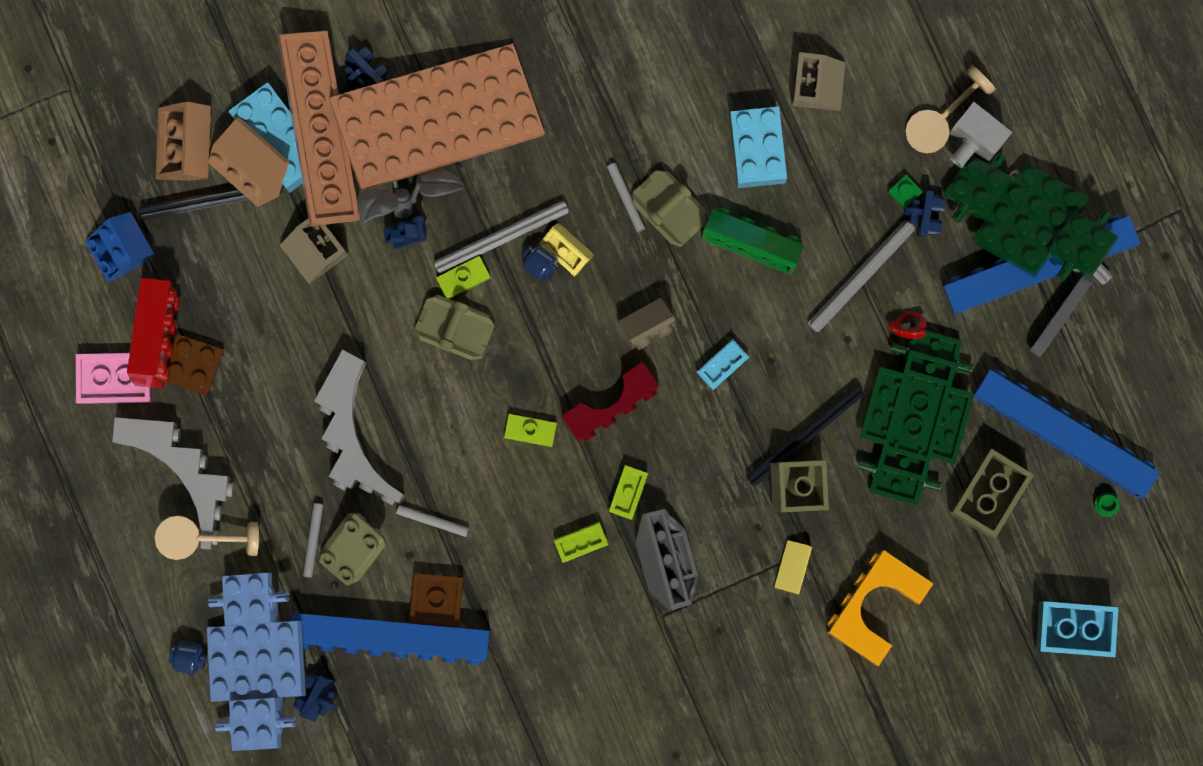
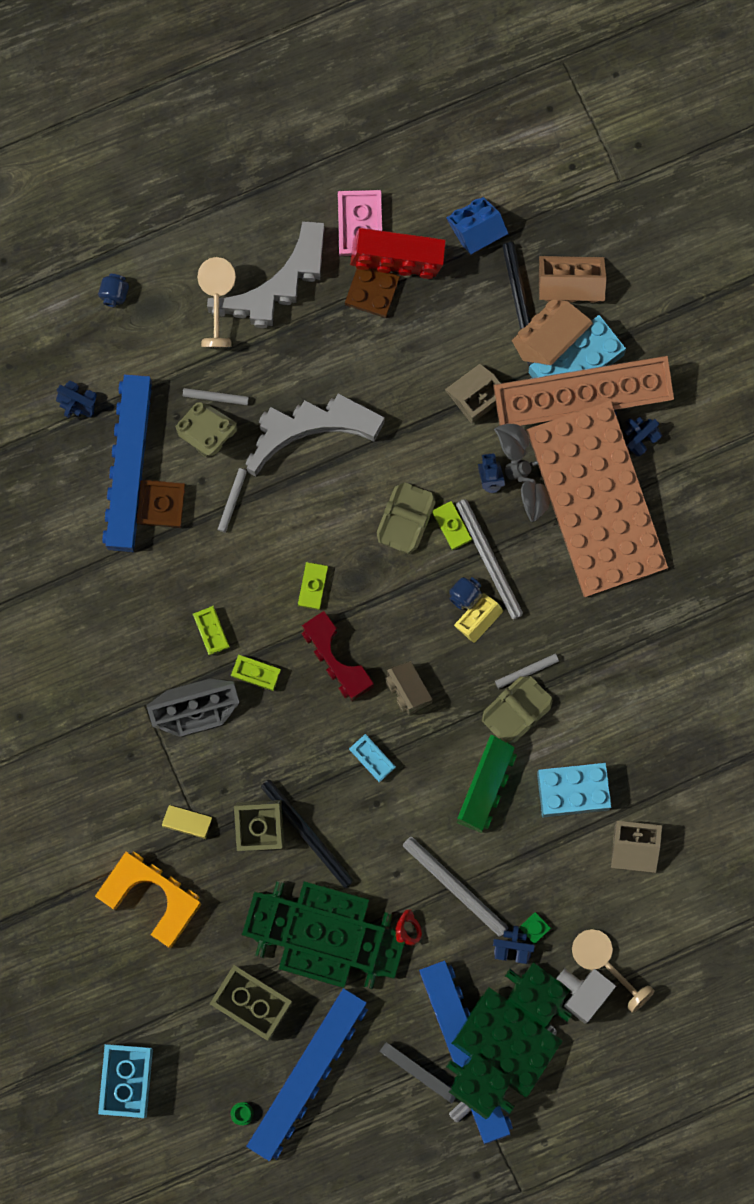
camera: 90 degrees right, 5 degrees down
(254, 661) = (107, 346): medium blue piece -> none

